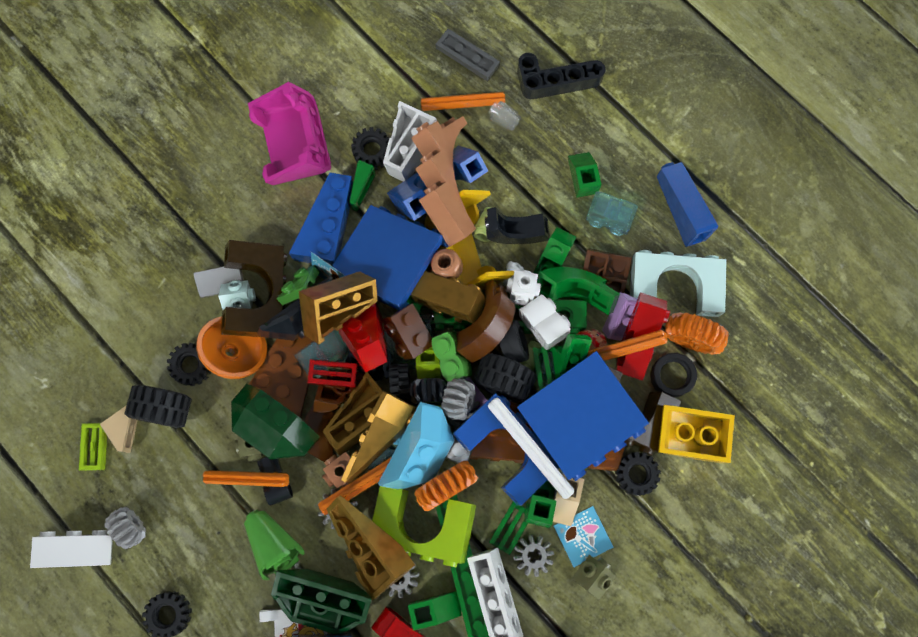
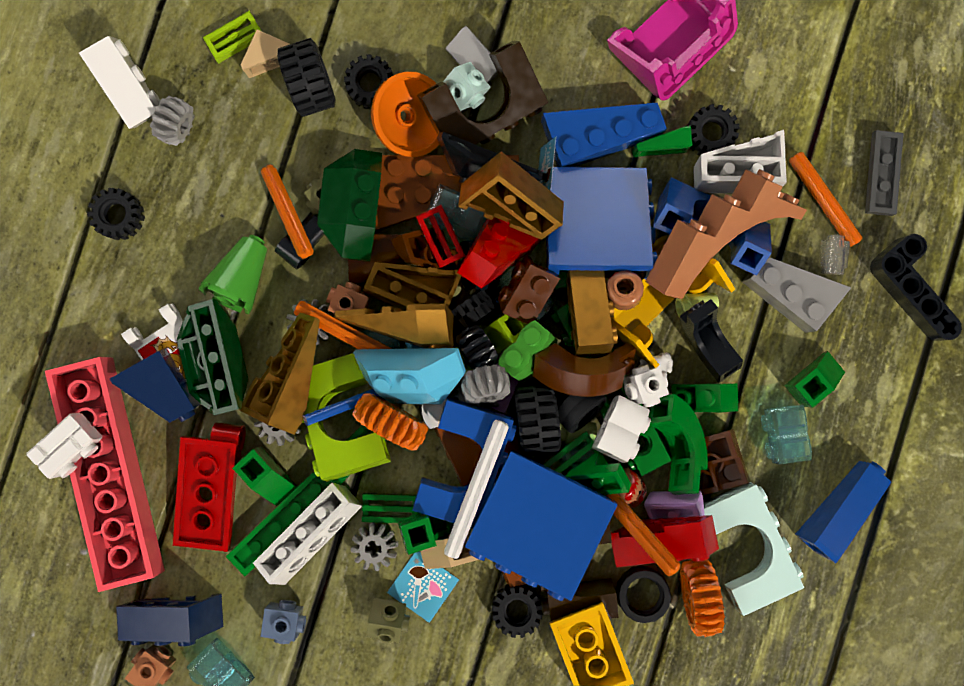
camera: 60 degrees right, 10 degrees up
(302, 279) = (515, 144): bright green wing -> none
(413, 523) = (334, 409): none -> blue bar
(516, 154) = (797, 293): none -> light grey wedge

